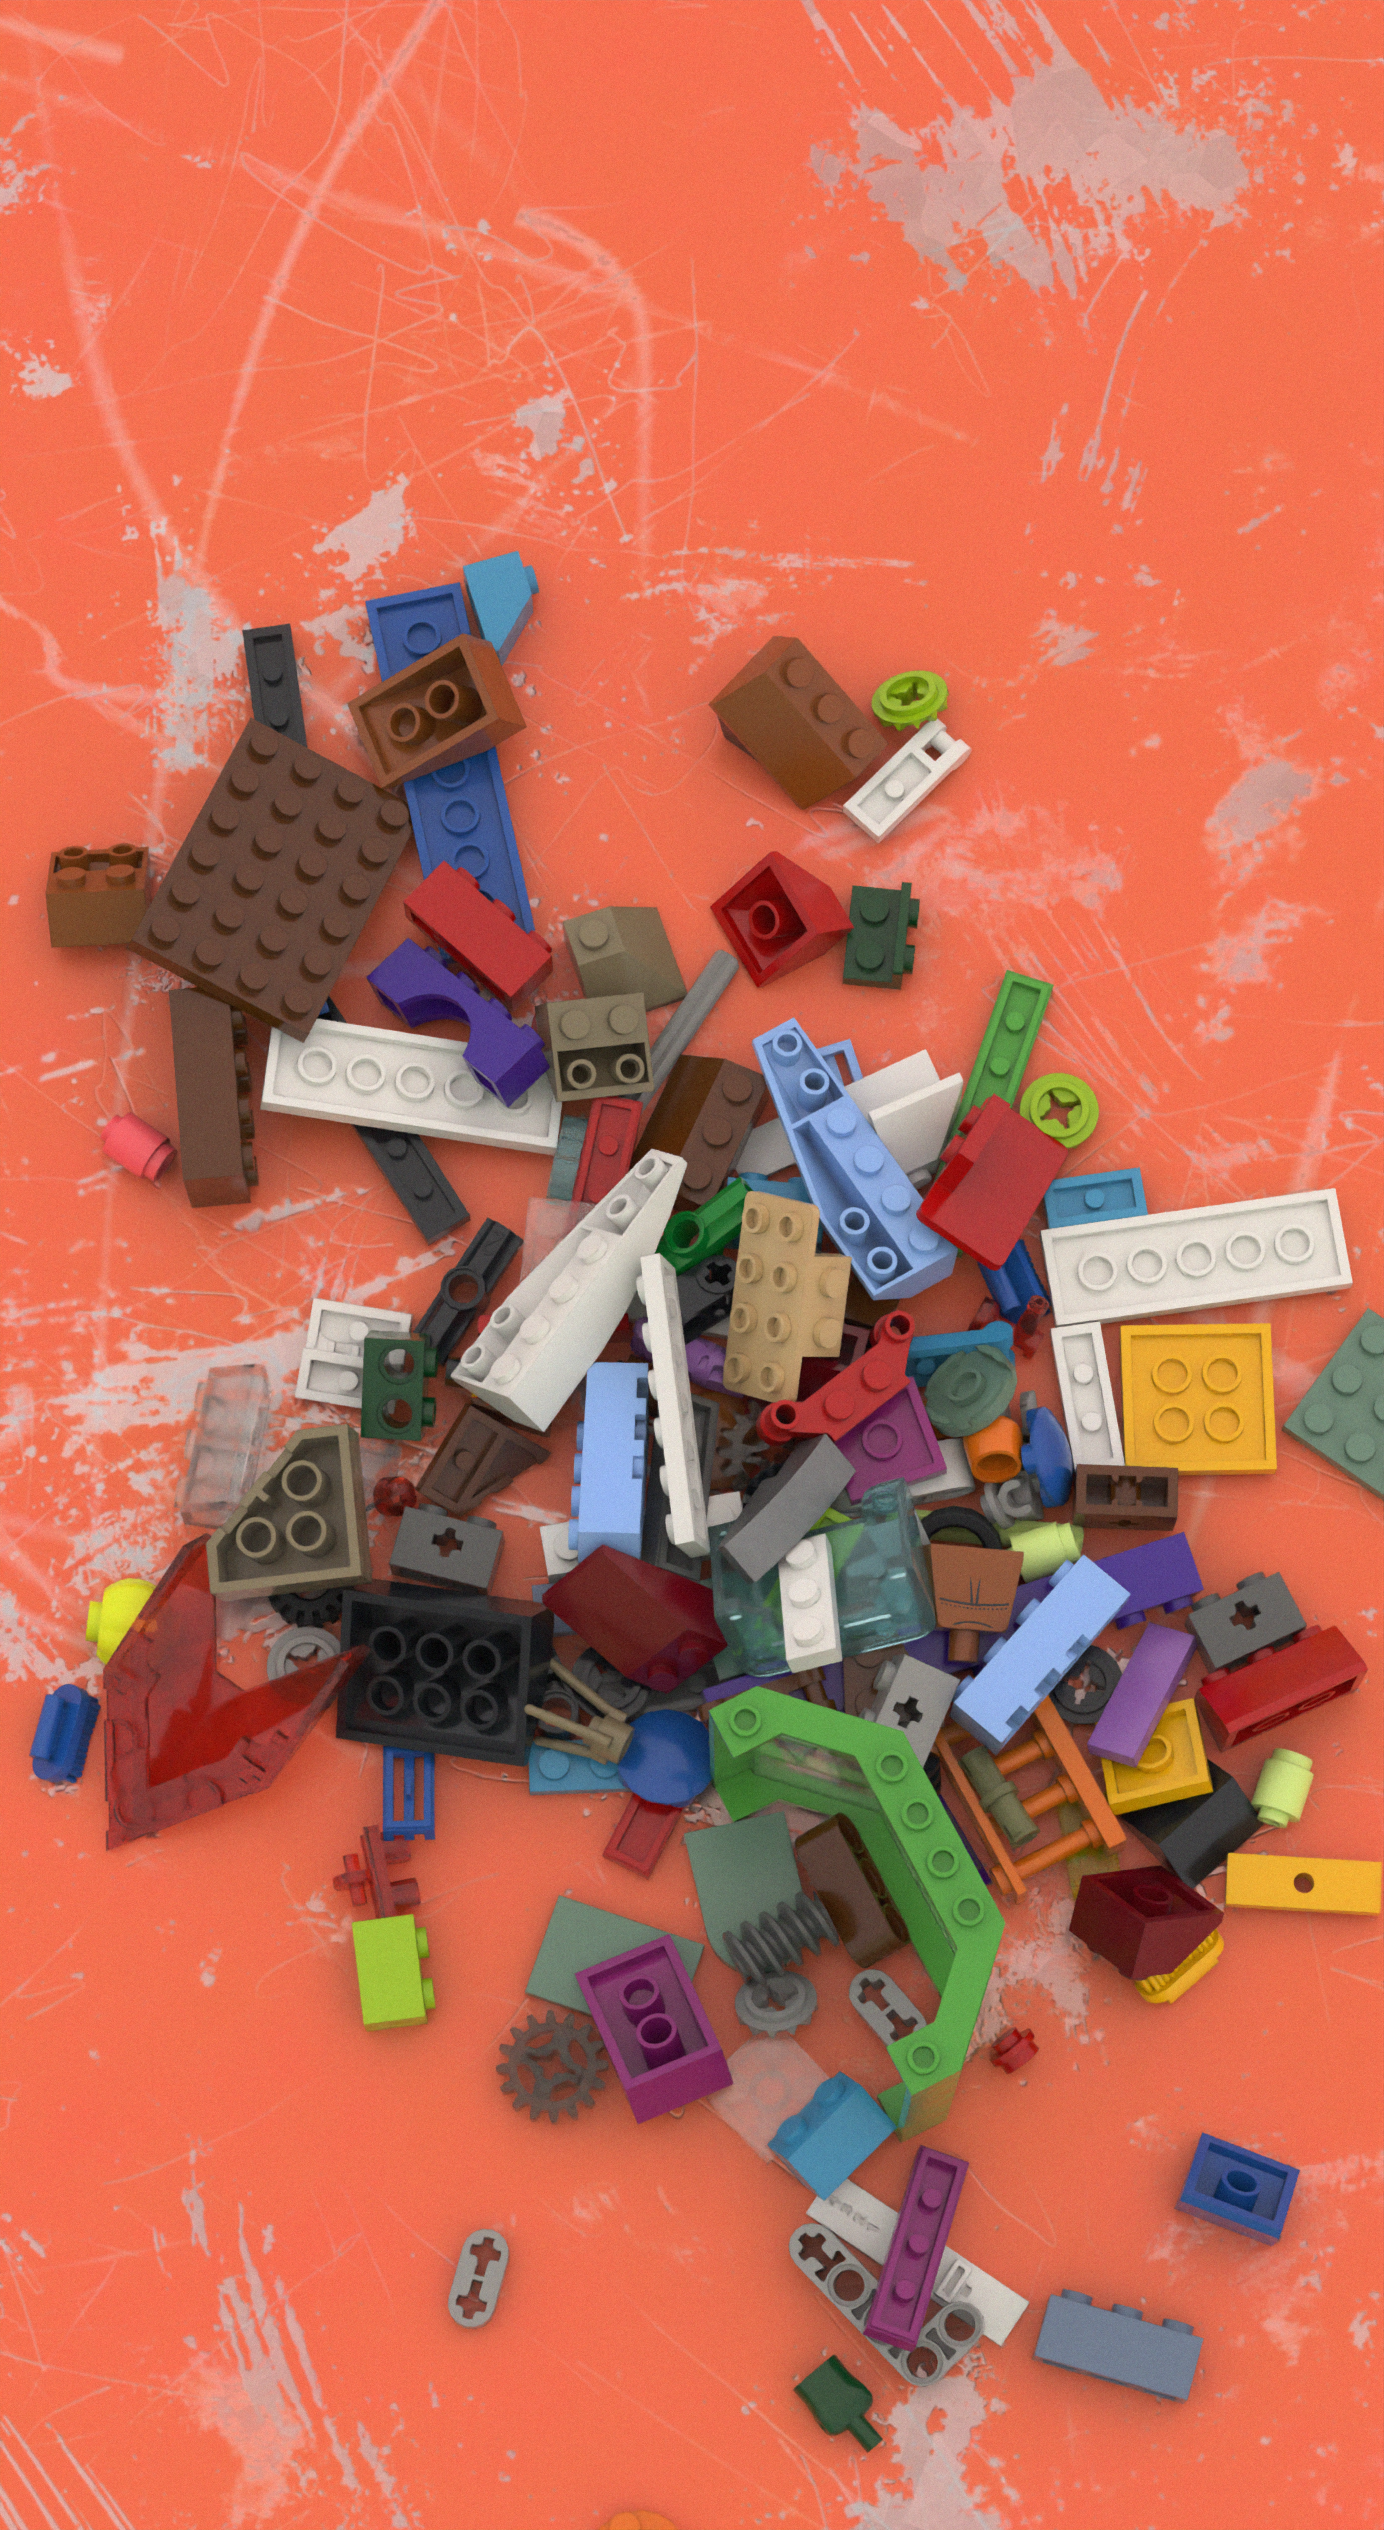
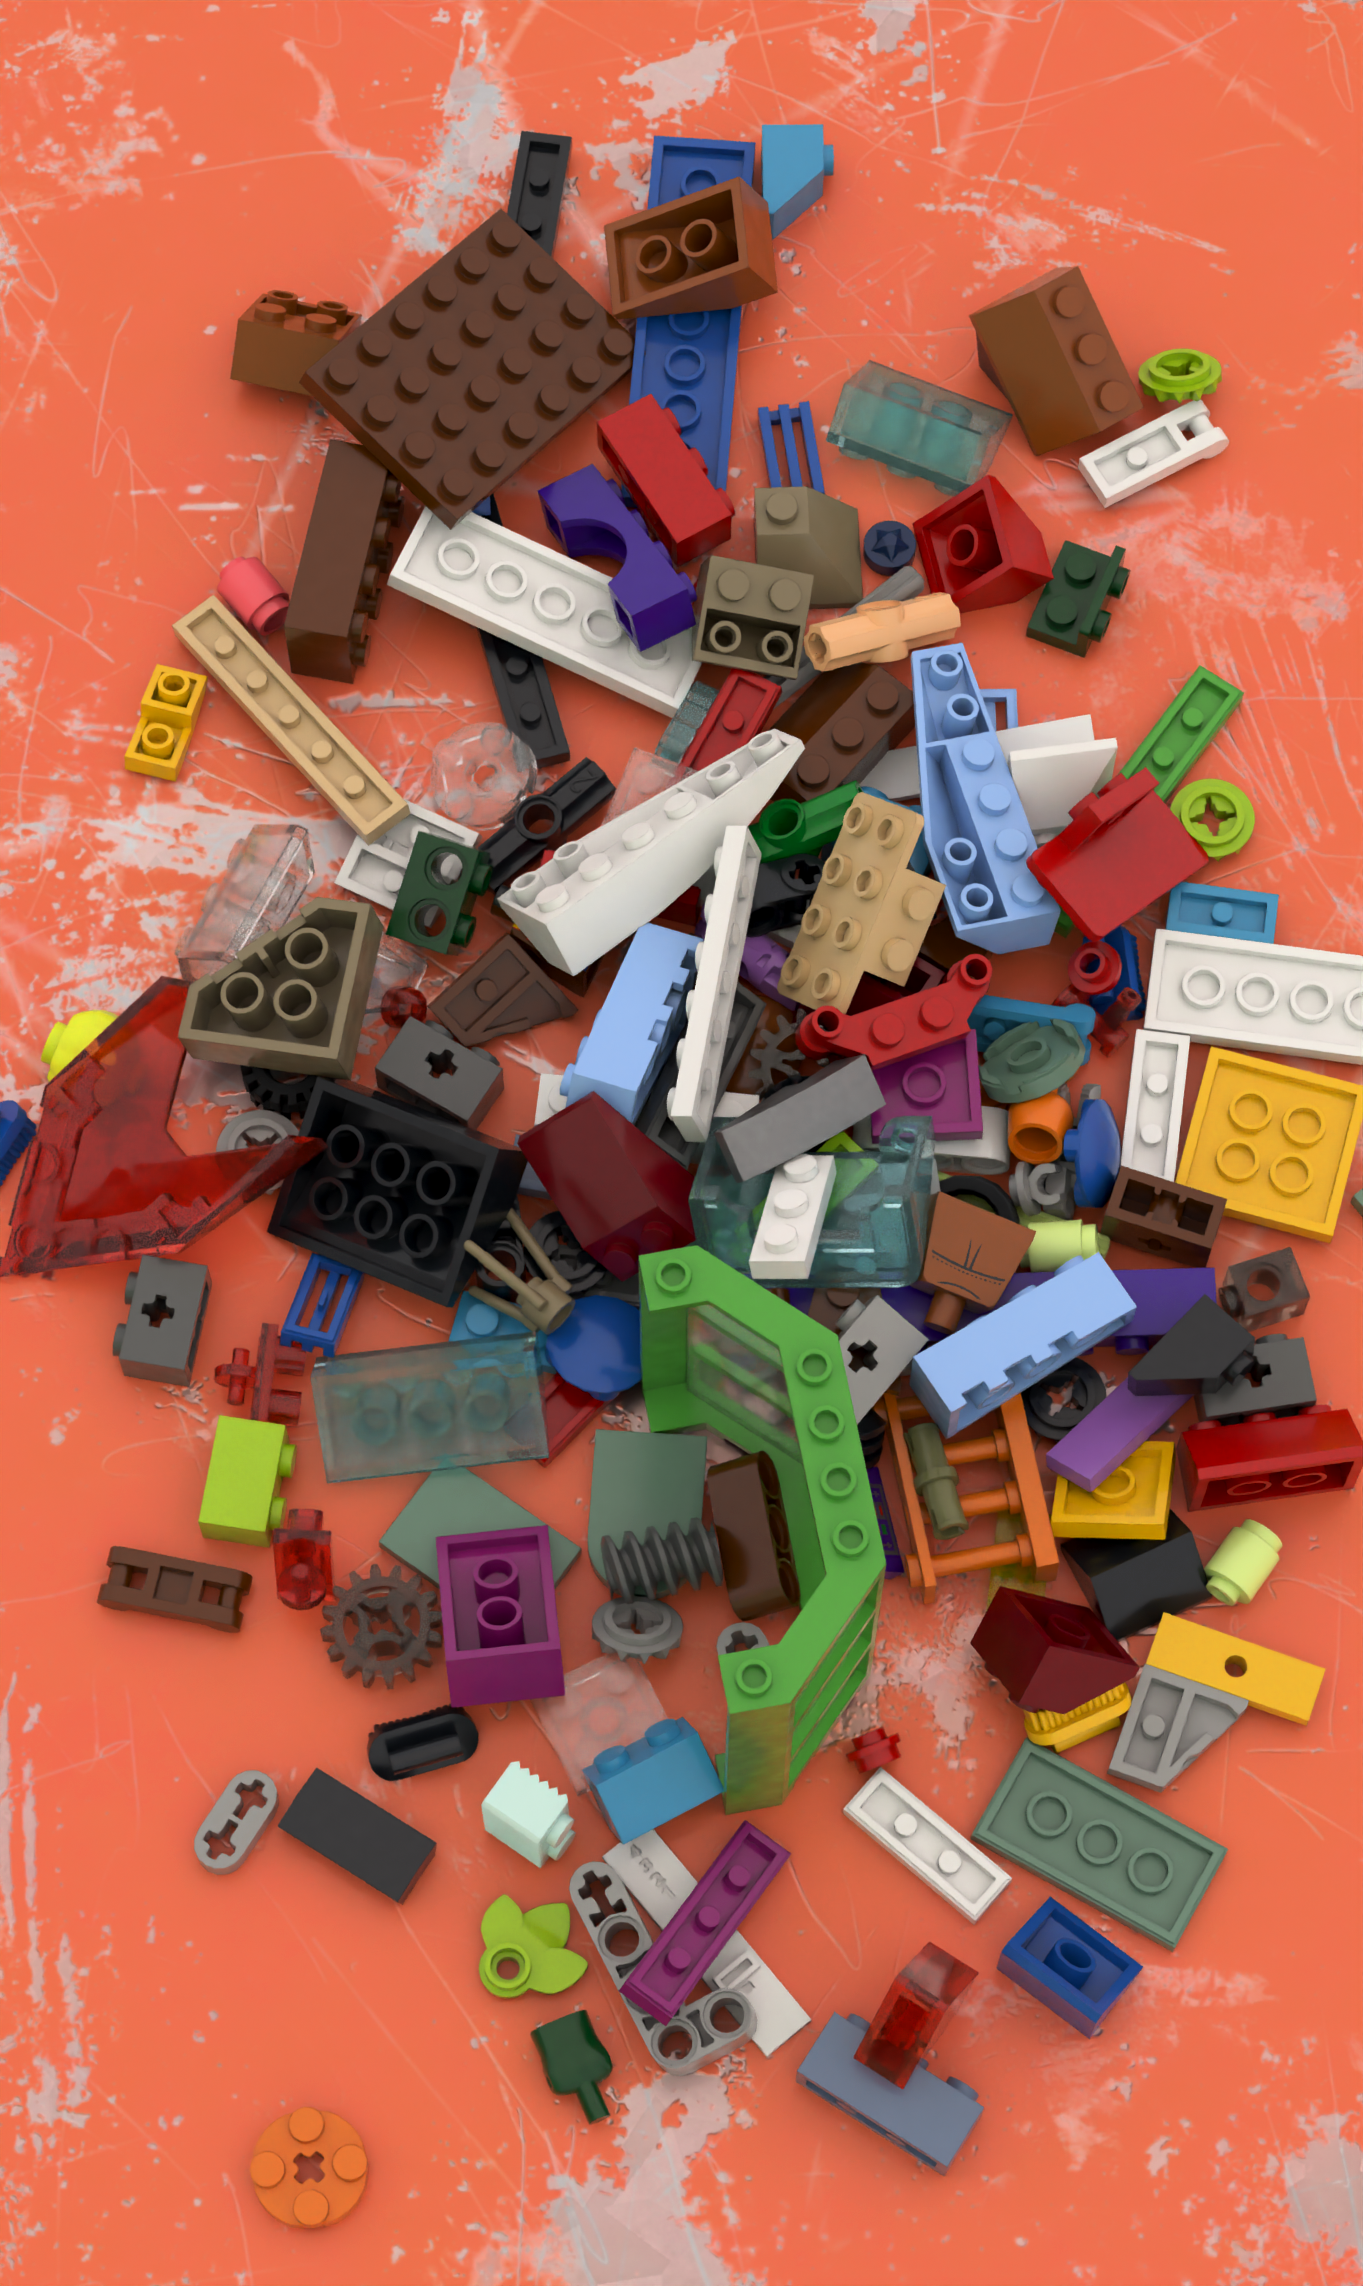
camera: 15 degrees right, 5 degrees down
(94, 1289) = (166, 722): none -> yellow slope
(209, 1257) = (291, 720): none -> tan plate
(287, 1873) = (168, 1351): none -> dark grey brick
(358, 2087) = (174, 1588): none -> reddish brown plate
(372, 1250) = (457, 762): none -> clear plate
(468, 2033) = (304, 1560): none -> clear red hips
(535, 1858) = (431, 1407): none -> clear light blue slope
(564, 837) = (786, 417): none -> blue tile
(589, 2260) = (358, 1835): none -> black piece
(617, 2159) = (422, 1743): none -> black piece
(689, 816) = (917, 428): none -> clear light blue slope
(696, 936) = (889, 547): none -> dark blue tile
(716, 1023) = (881, 631): none -> light nougat piece
(736, 2201) = (528, 1815): none -> light aqua brick
(771, 2308) = (534, 1944): none -> lime plate
(1008, 1296) = (1104, 977): none -> red plate
(1083, 2119) = (927, 1845): none -> white tile
(1123, 2276) = (915, 2014): none -> clear red slope
(1193, 1618) = (1195, 1355): none -> black slope
(1231, 2073) = (1099, 1844): none -> sand green tile
(1242, 1518) = (1276, 1271): none -> clear smoke brick
(1262, 1953) = (1170, 1727): none -> light grey wing

